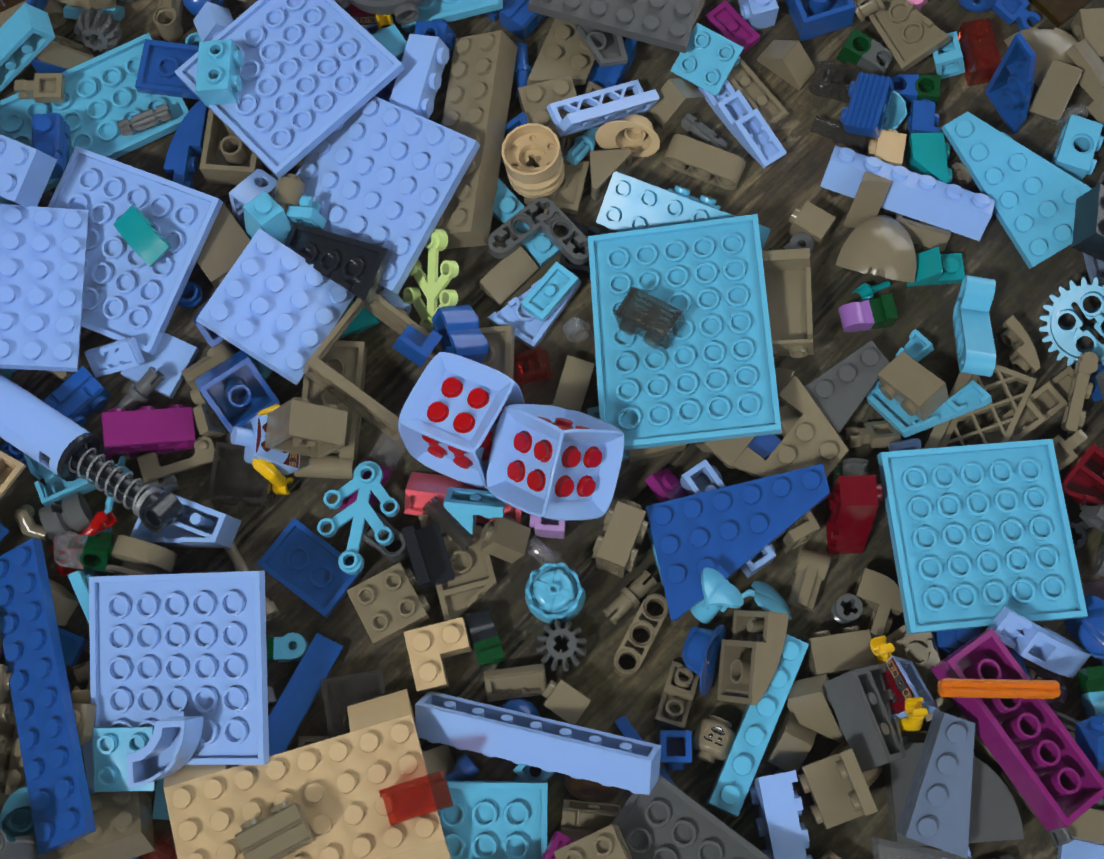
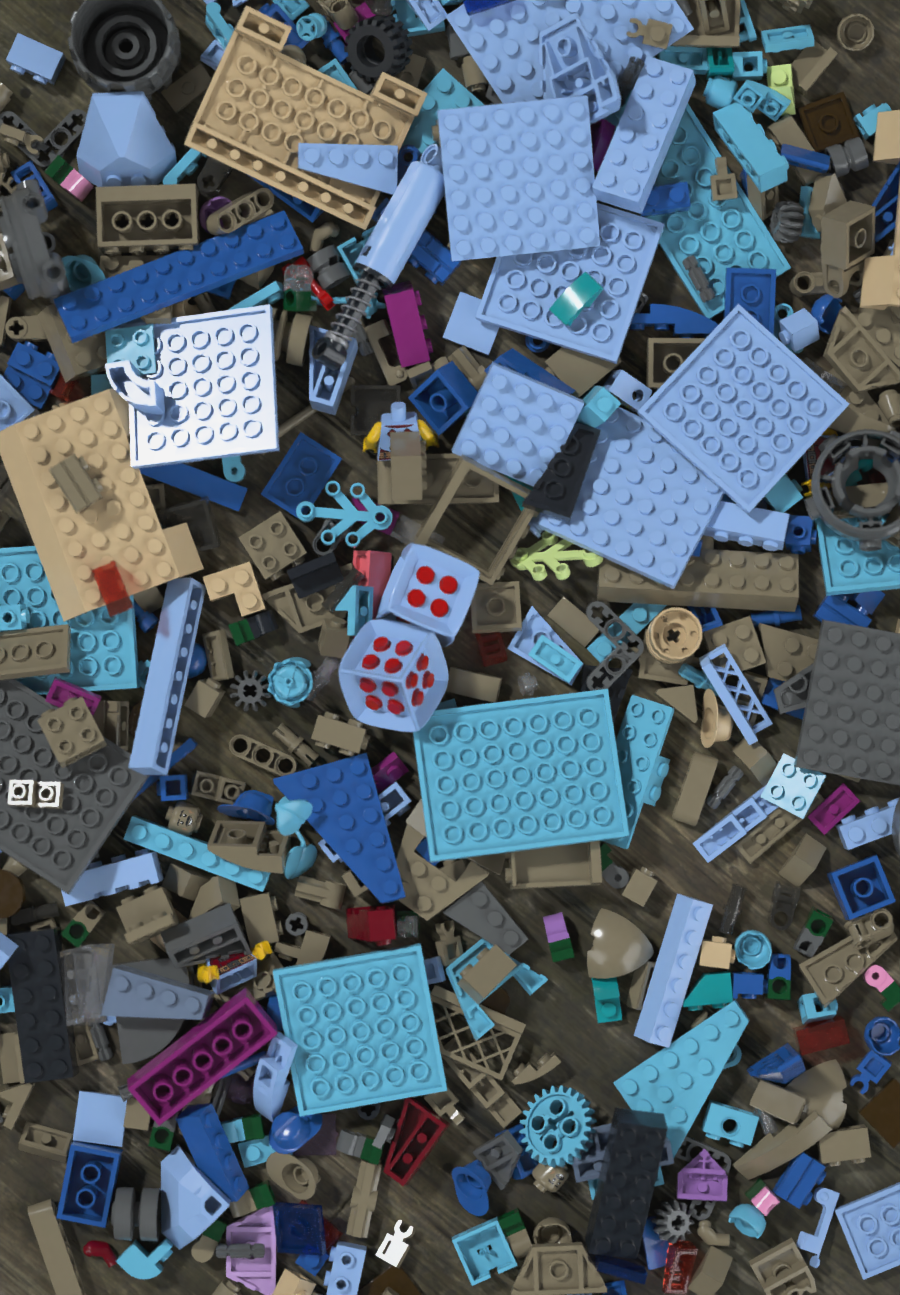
camera: 85 degrees right, 15 degrees up
(114, 357) = (471, 286): light blue plate -> none
(140, 391) = (442, 311): dark grey pin -> none
(218, 72) = (732, 348): medium azure brick -> none
(289, 191) = (626, 421): dark tan brick -> none
(307, 213) = (608, 440): medium azure tile -> none
(416, 345) = (493, 549): blue panel -> none
(460, 332) = (507, 584): blue brick -> none
(649, 318) = (525, 746): clear smoke brick -> none
(867, 105) = (749, 931): blue brick -> none
(867, 199) = (661, 934): dark tan slope -> none
(867, 291) = (580, 938): teal hand -> none
(973, 326) = (543, 1027): medium azure beam -> none
(998, 688) = (227, 1036): orange axle -> none
(1079, 391) = (496, 1118): dark tan hinge -> none

